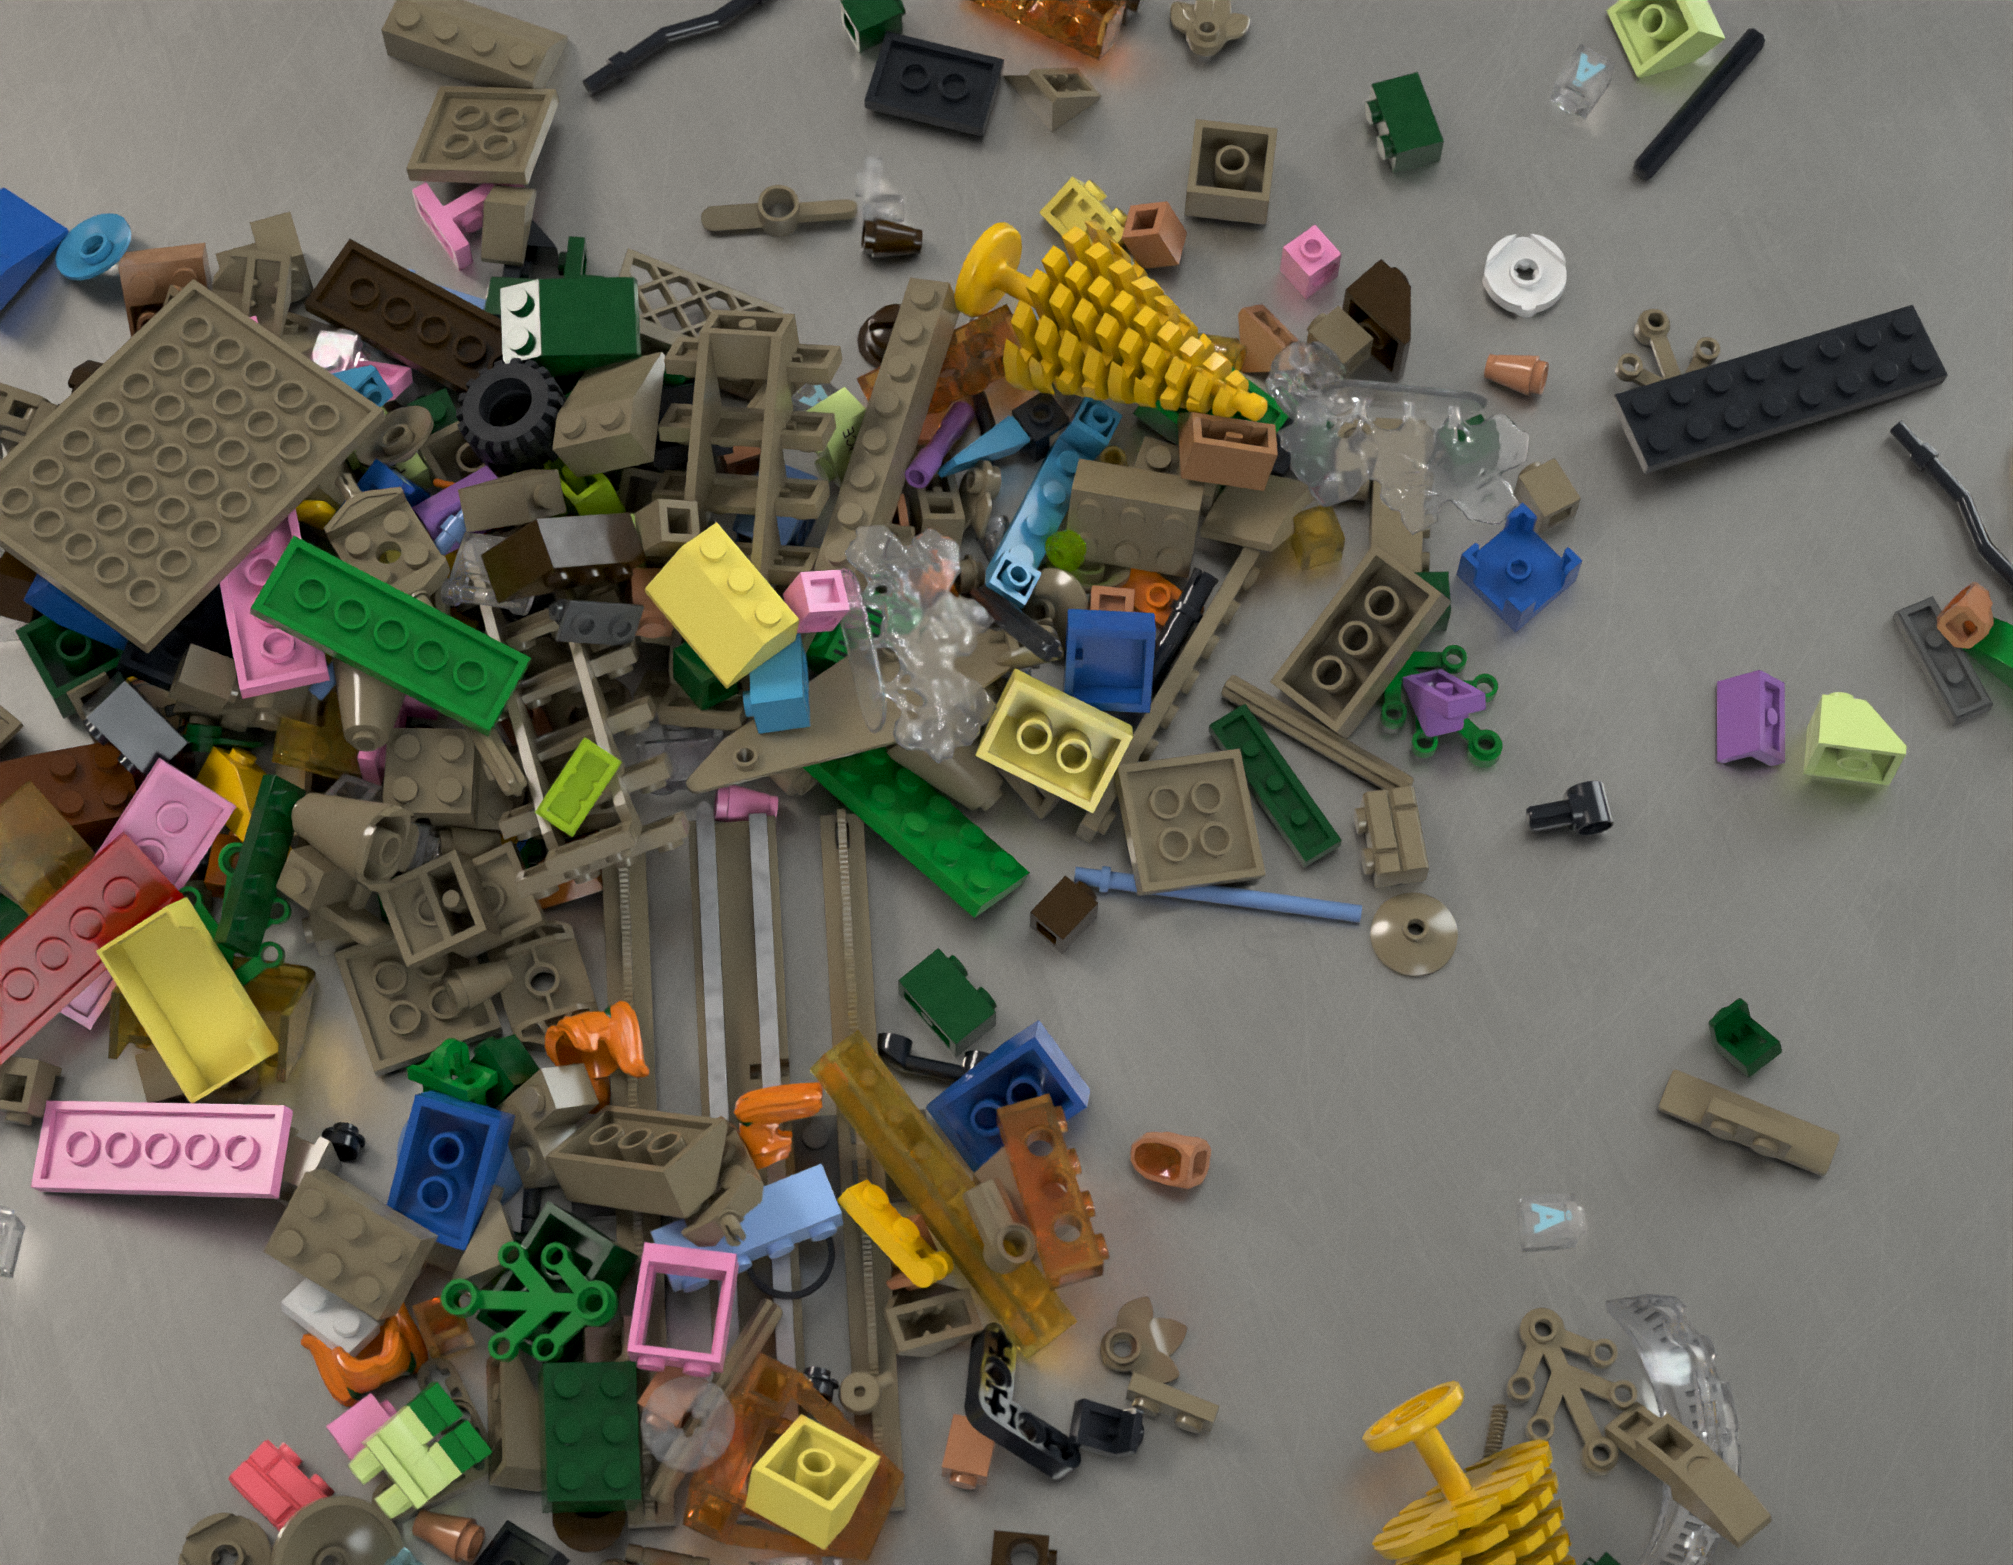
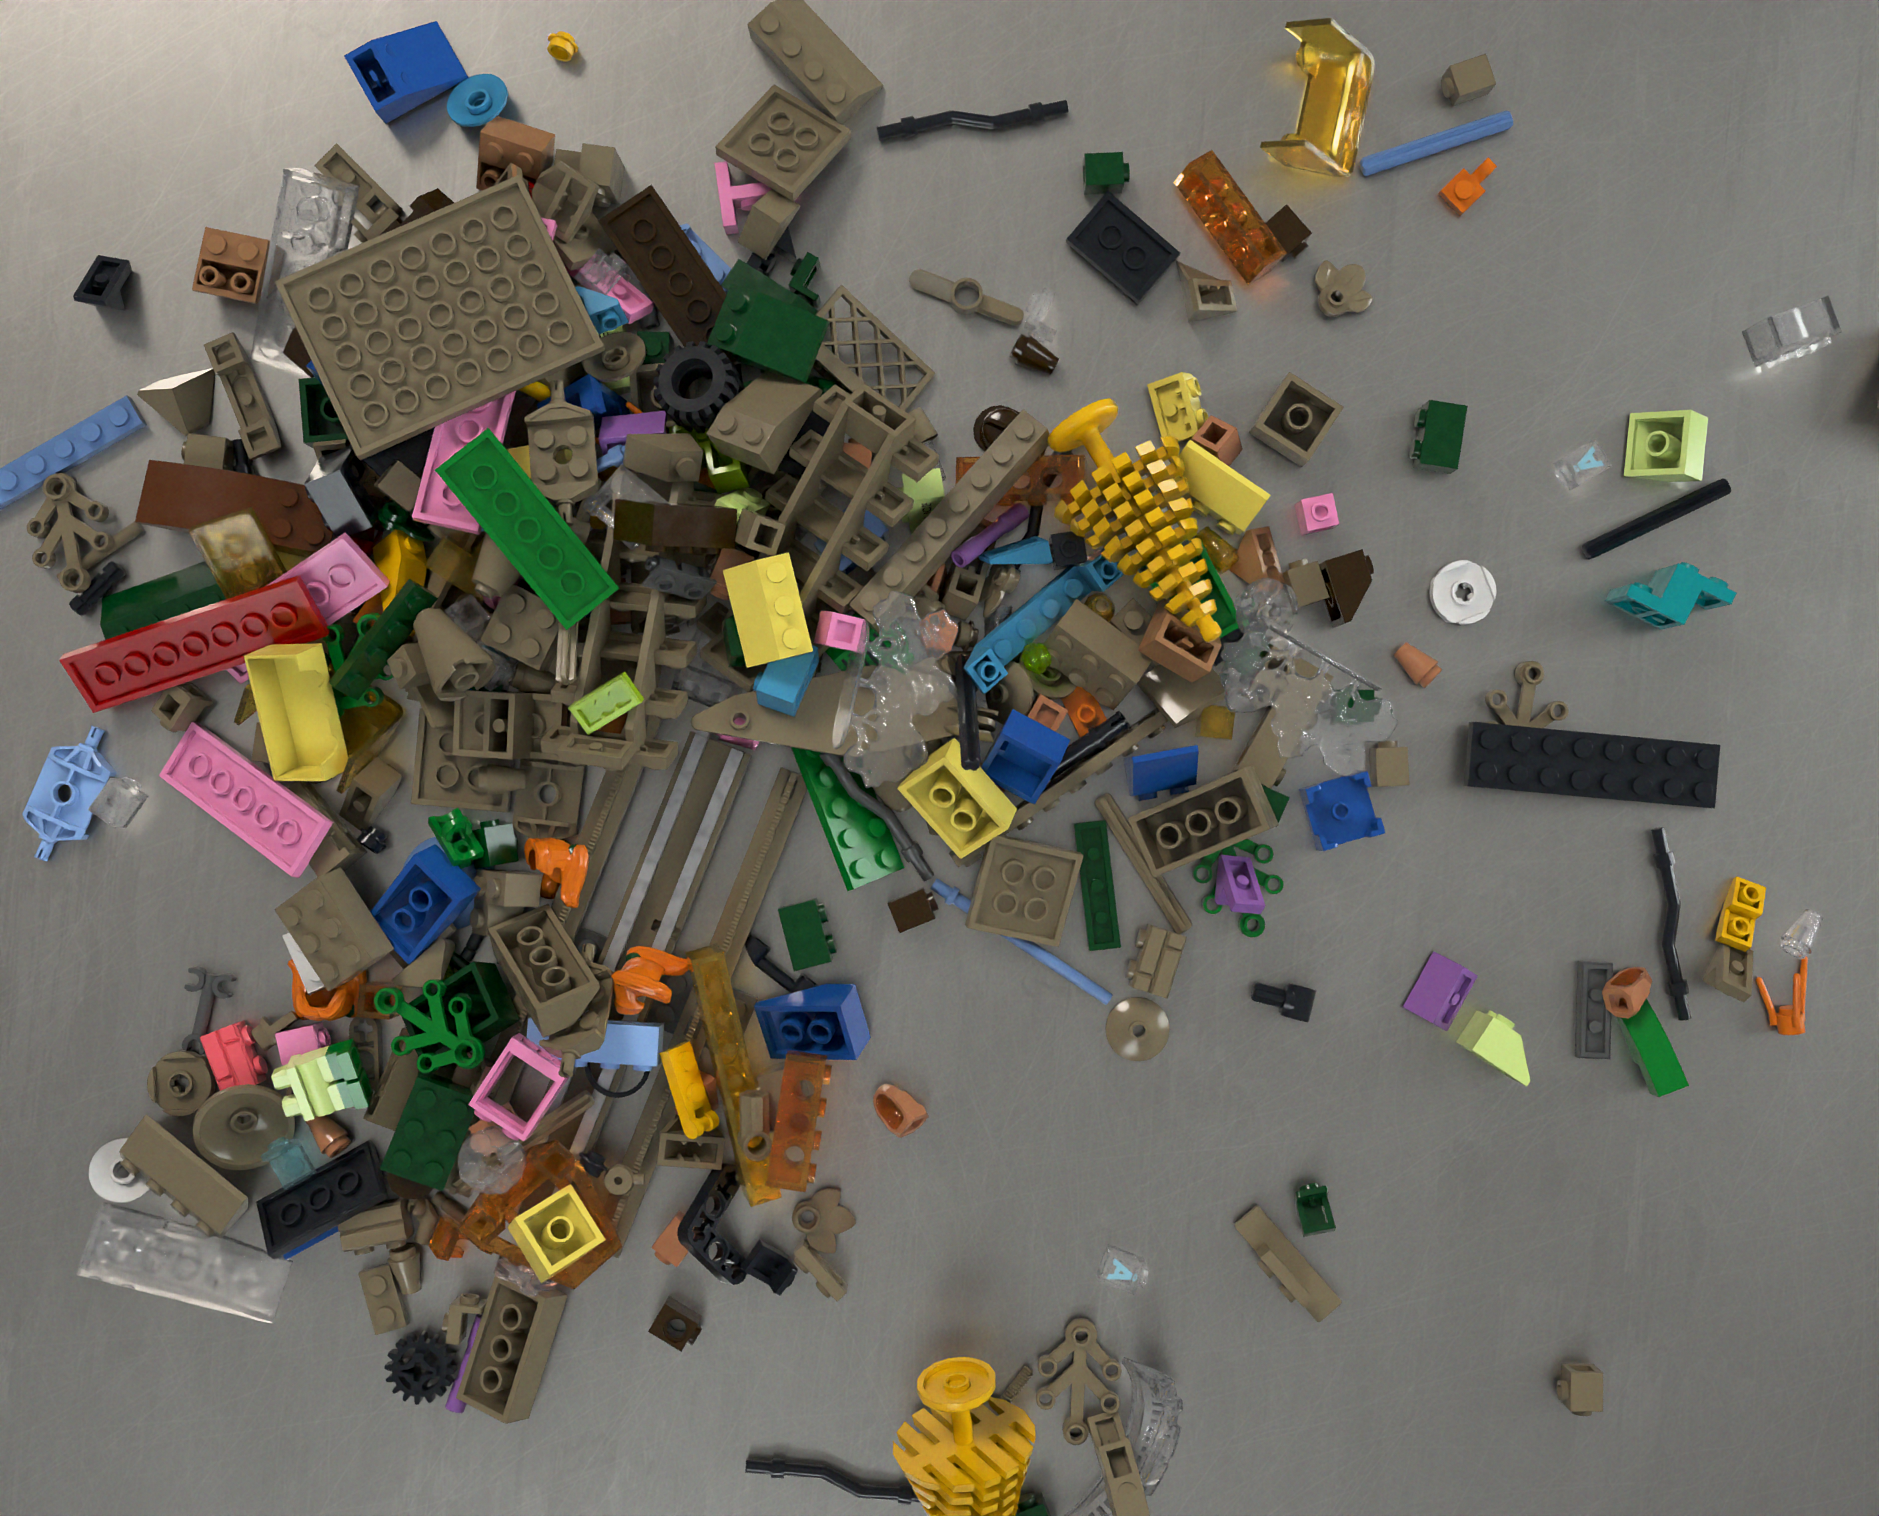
camera: 25 degrees right, 20 degrees up
(168, 151) = (562, 46): none -> yellow plate
(207, 1422) = (210, 985): none -> dark grey bar
(315, 1439) = (265, 1032): none -> dark tan piece
(316, 1083) = (370, 793): none -> dark tan slope
(1028, 847) = (910, 849): none -> dark grey bar
(1193, 274) = (1220, 490): none -> light yellow slope
(1278, 605) = (1162, 771): none -> blue slope
(1760, 168) = (1671, 595): none -> teal bracket

